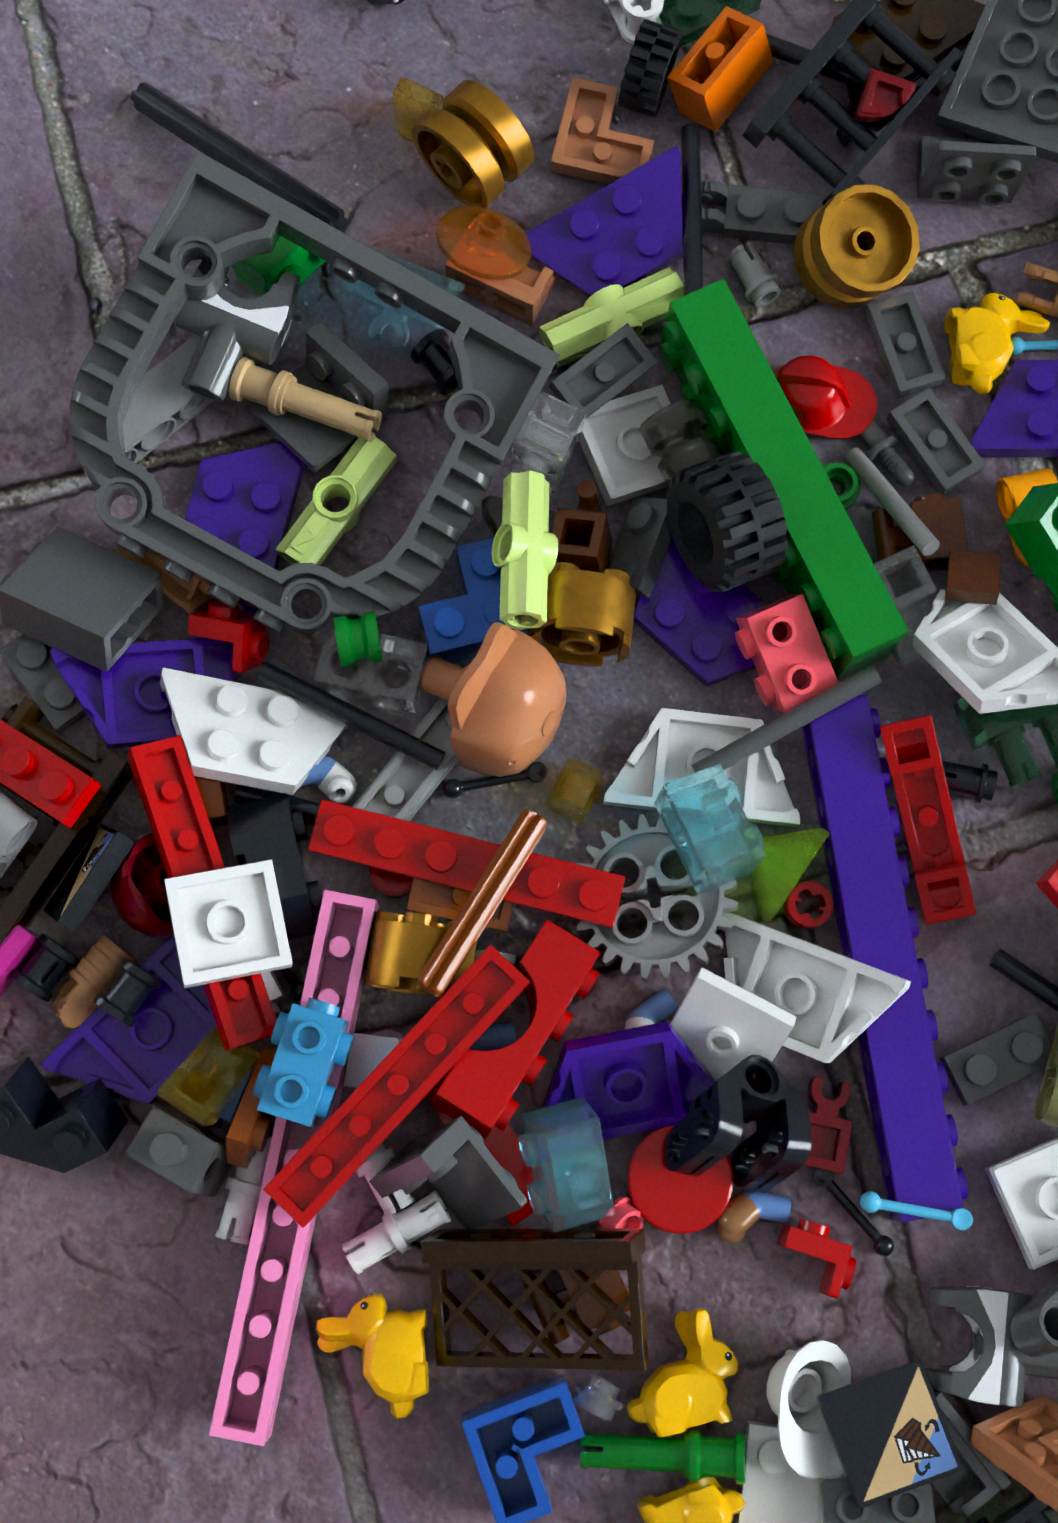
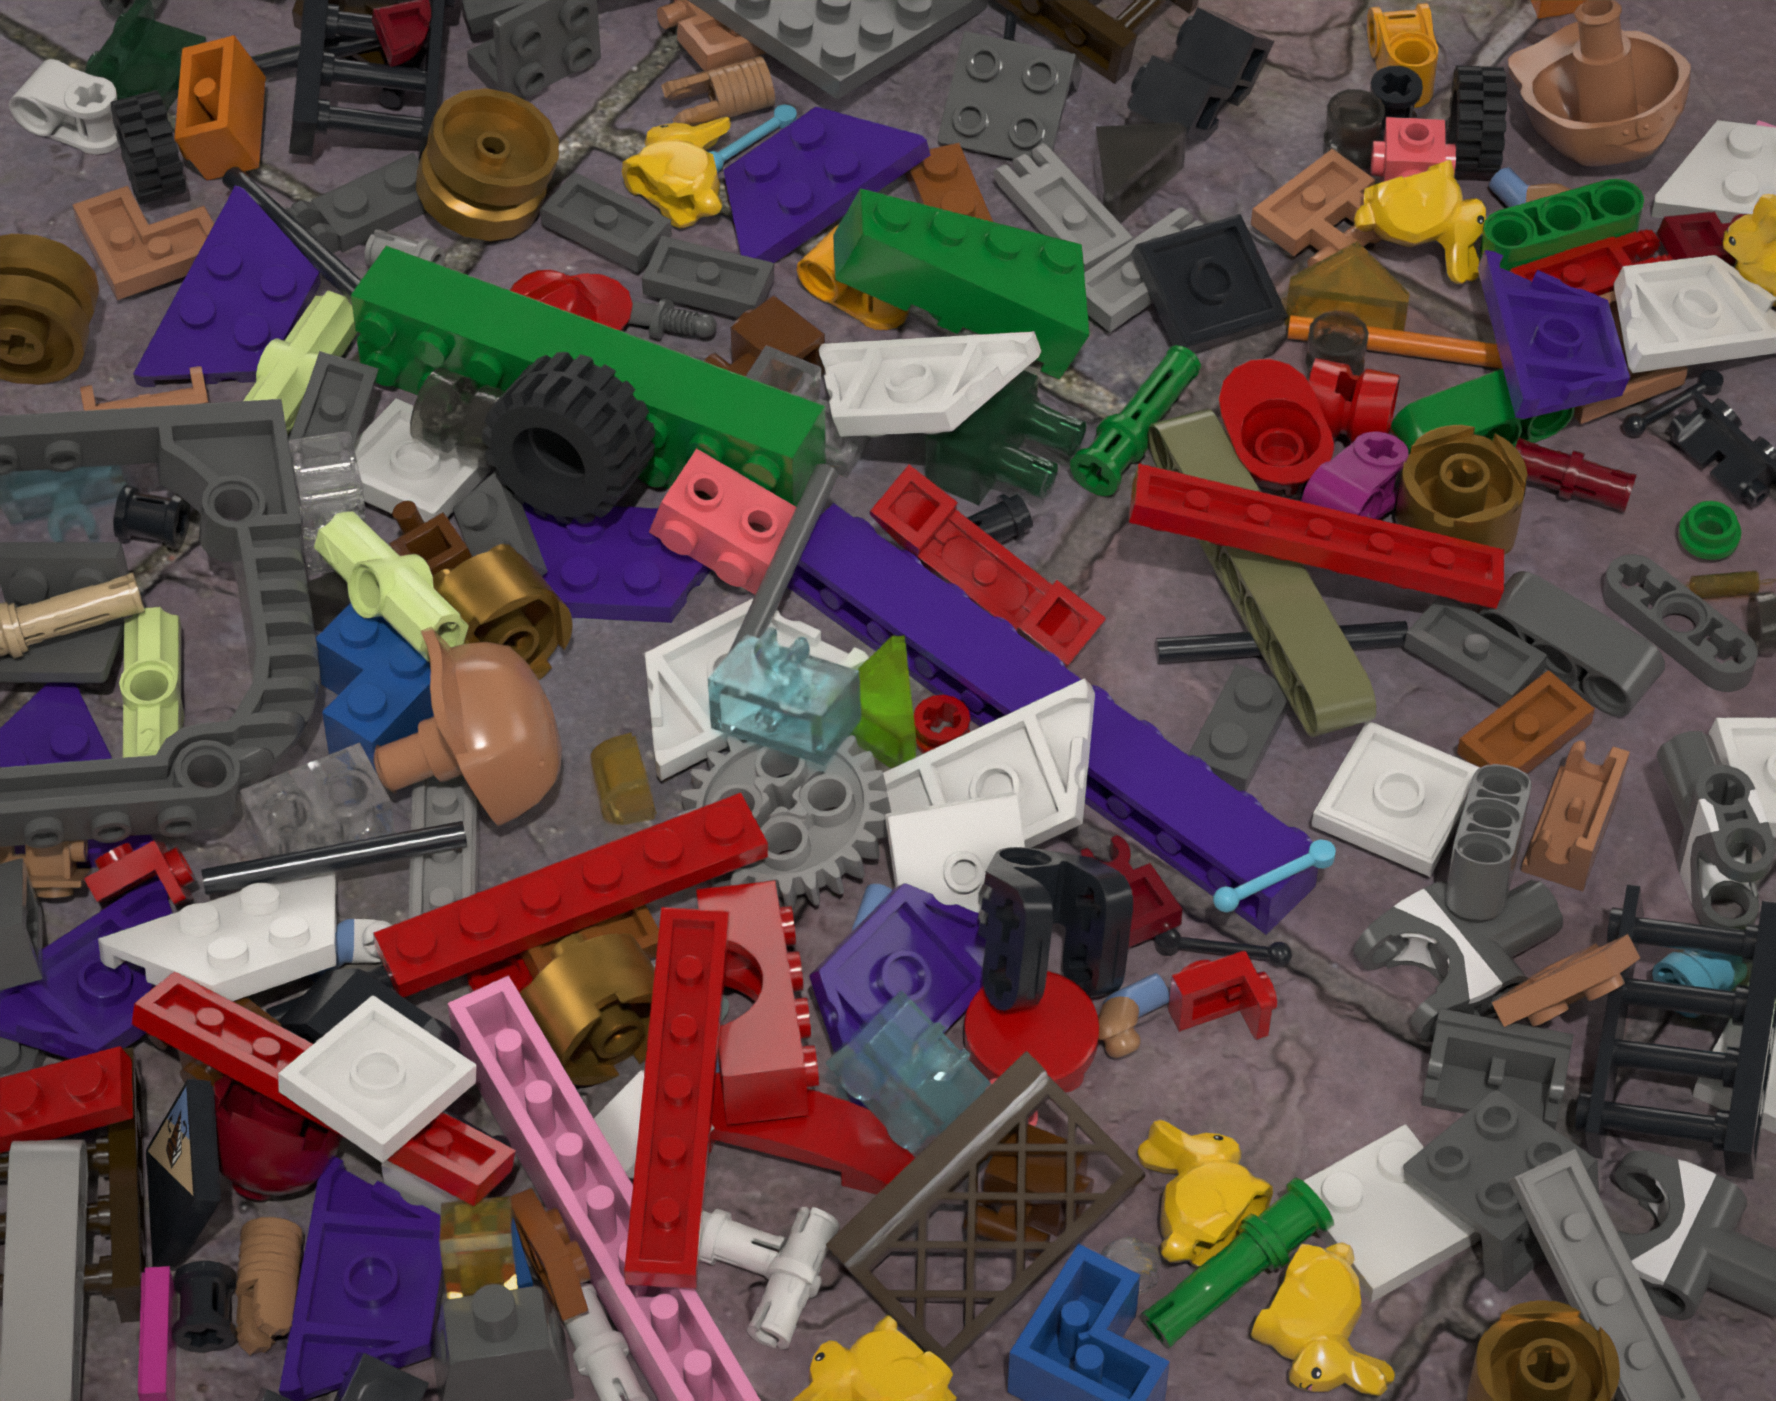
camera: 35 degrees left, 25 degrees down
(127, 992) = (319, 1243): black bush -> none
(308, 1048) = (570, 1153): dark azure brick -> none
(358, 639) = (287, 769): green wheel -> none
(460, 1172) = (810, 1154): dark grey bracket -> none
(482, 903) = (620, 889): dark orange axle -> none
(483, 242) = (108, 381): clear orange dish -> none
(535, 773) = (567, 803): black hinge -> none
(792, 1397) = (1327, 1114): white piece -> none
(889, 1433) = (1422, 1068): tile -> none
(892, 502) = (719, 340): light grey bar -> none
(973, 577) = (845, 342): reddish brown tile -> none

